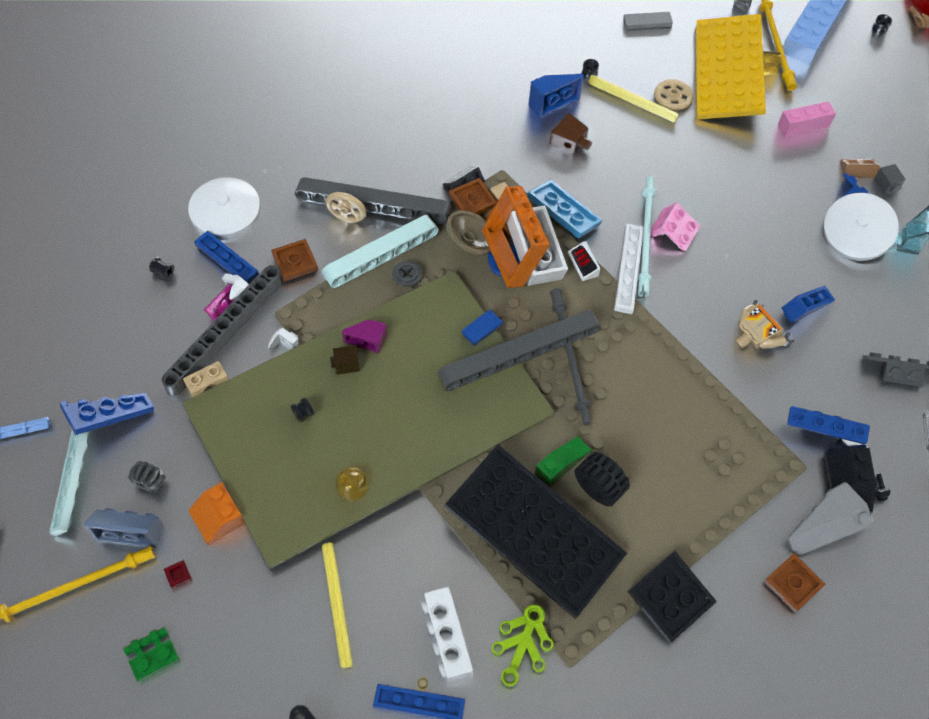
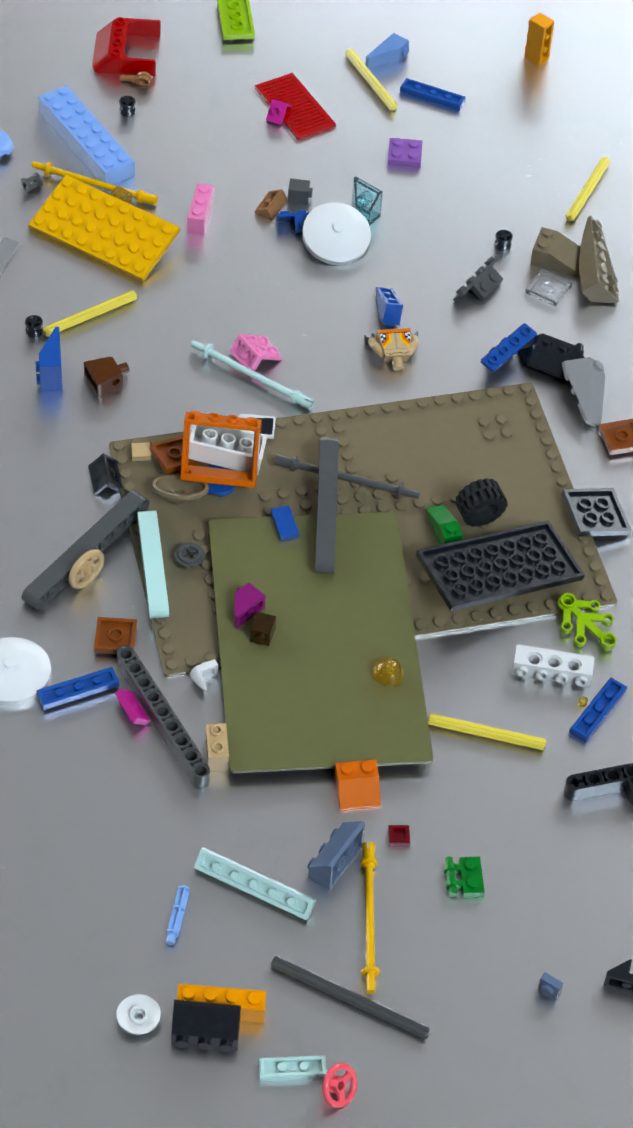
camera: 65 degrees left, 10 degrees down
(96, 414) = (206, 832): wing -> none
(146, 476) = (294, 821): dark grey gear -> none
(161, 268) = (57, 743): black bush -> none
(238, 285) = (122, 682): white plate -> none
(302, 410) = (296, 679): black wheel -> none
(473, 197) = (135, 473): dark orange plate -> none
(564, 208) = (172, 418): dark azure plate -> none
(629, 269) = (279, 401): white tile -> none
(673, 94) = (105, 283): tan plate -> none

